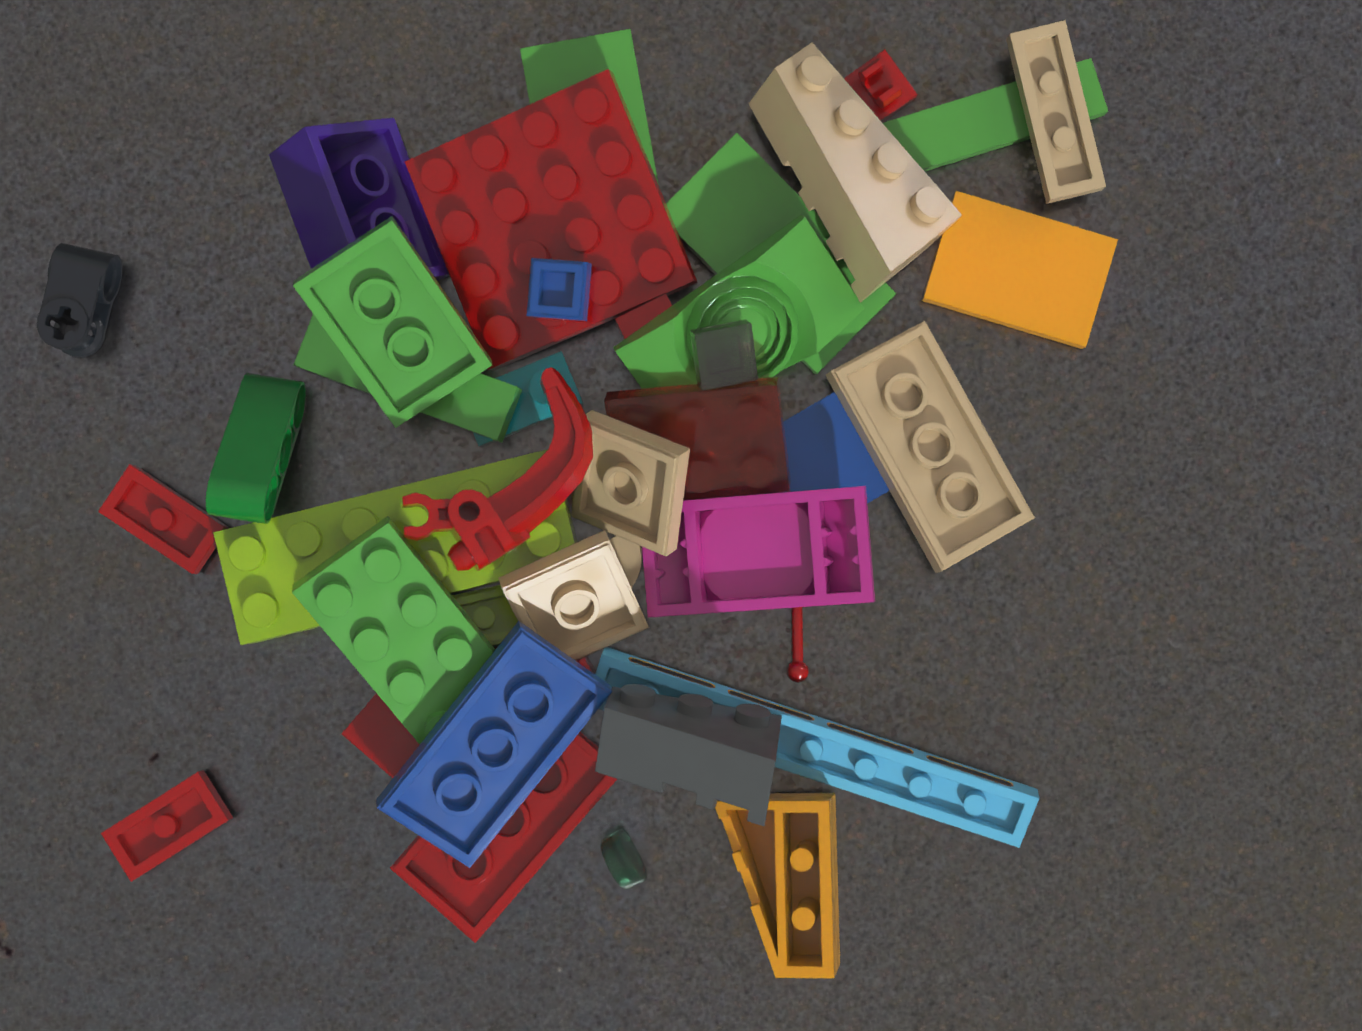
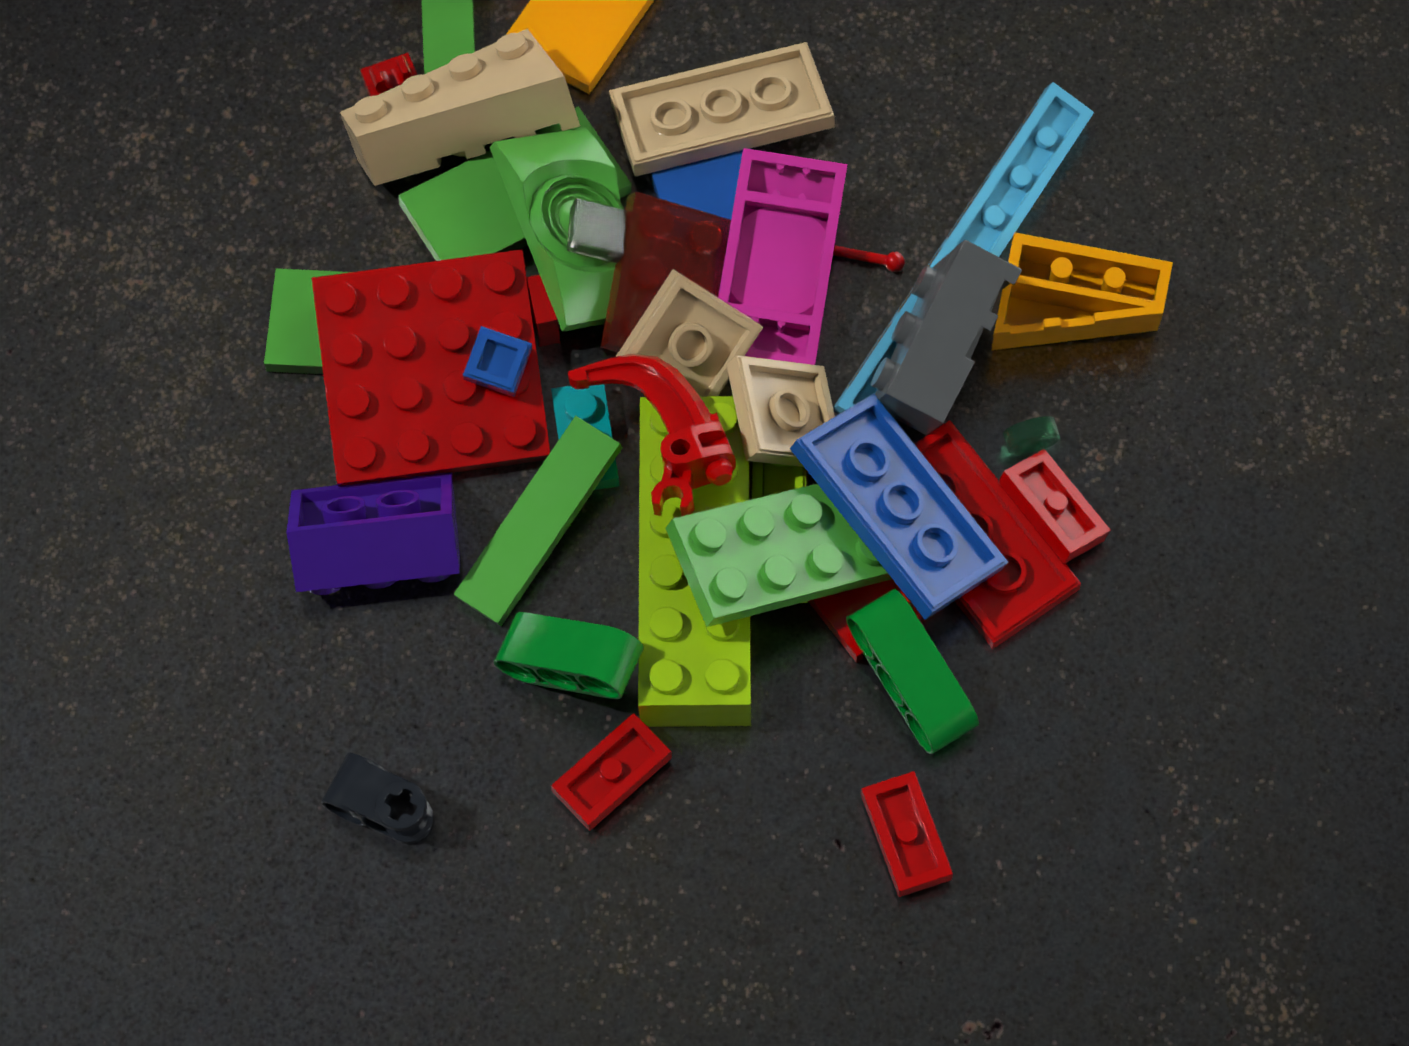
camera: 75 degrees left, 20 degrees down
(330, 795) = (912, 671): none -> green beam
(392, 322) = (489, 491): bright green plate -> none
(550, 899) = (1054, 506): none -> plate

